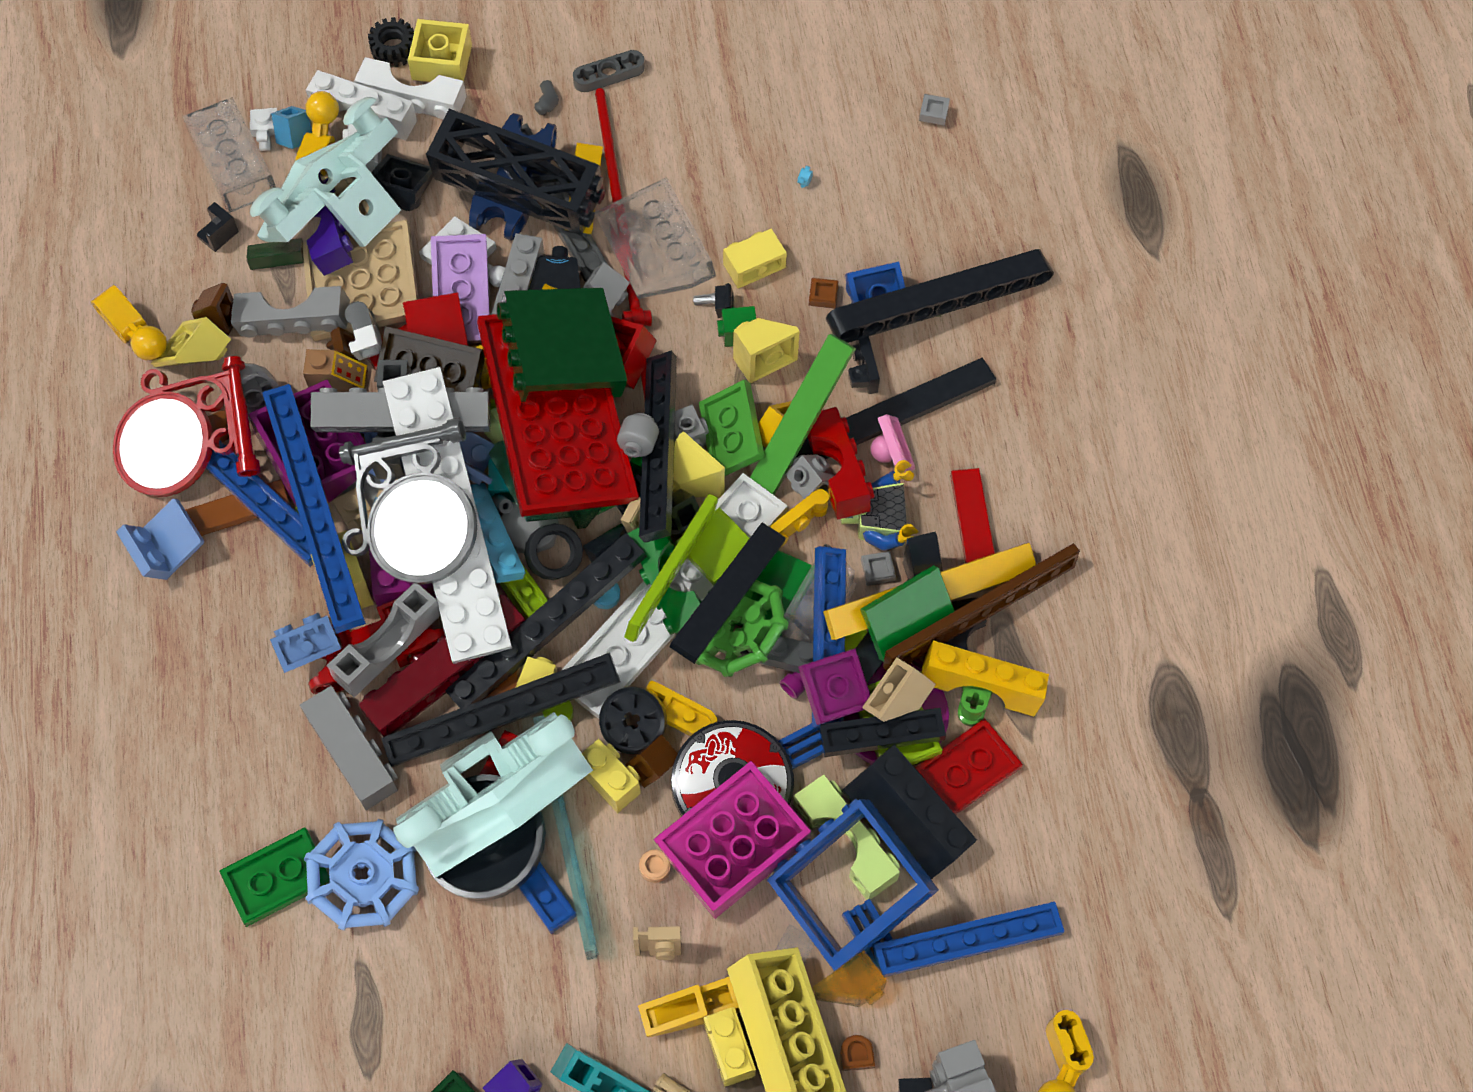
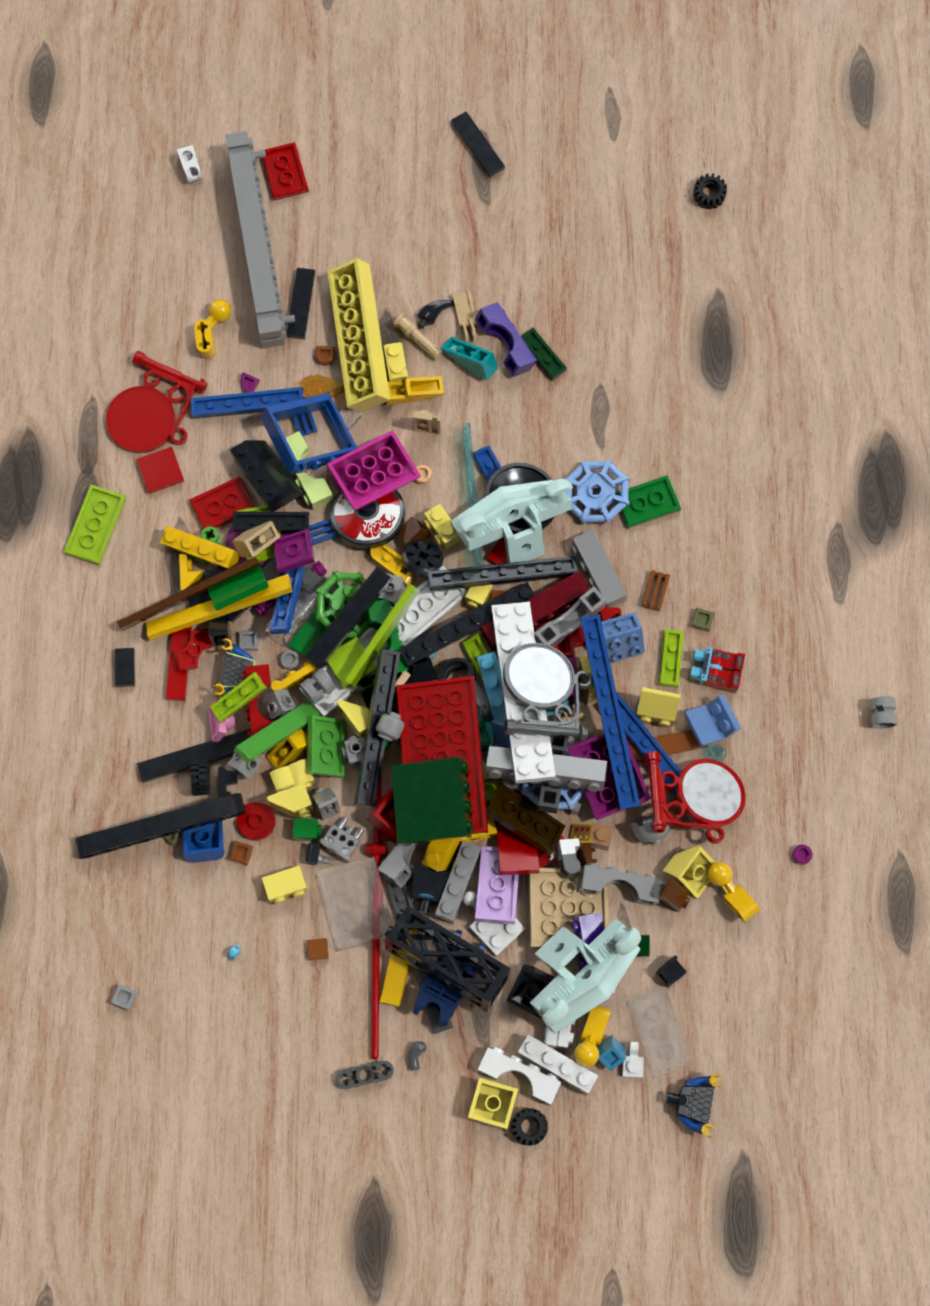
camera: 170 degrees left, 10 degrees up
(32, 394) = (802, 854): none -> magenta tile
(152, 502) = (716, 748): none -> clear light blue plate
(153, 623) = (719, 669): none -> hips
(179, 86) = (695, 1103): none -> torso
(181, 699) = (702, 619): none -> olive tile
(229, 635) = (671, 658): none -> lime tile
(245, 552) = (657, 707): none -> light yellow slope
(261, 709) = (660, 575): none -> dark orange tile
(672, 668) = (396, 587): none -> light grey head
(687, 319) = (340, 848): none -> light grey piece
(695, 196) = (318, 949): none -> dark orange tile
(715, 348) = (326, 802): none -> light grey slope
(761, 496) = (323, 681): none -> light grey wheel
(774, 385) = (291, 776): none -> light yellow brick
(806, 548) = (290, 660): none -> light grey tile
(812, 330) = (257, 821): none -> red tile
(847, 395) = (244, 769): none -> light grey brick
(870, 454) = (238, 697): none -> lime tile
(901, 363) = (200, 777): none -> black tyre
(960, 527) = (188, 657): none -> red tile
(975, 980) = (249, 382): none -> magenta tile
(993, 640) = (187, 575): none -> yellow slope
(1050, 505) = (124, 667): none -> black tile
(1081, 808) = (160, 470): none -> red tile
(1136, 893) = (143, 416): none -> red piece
(1159, 707) = (95, 524): none -> lime tile

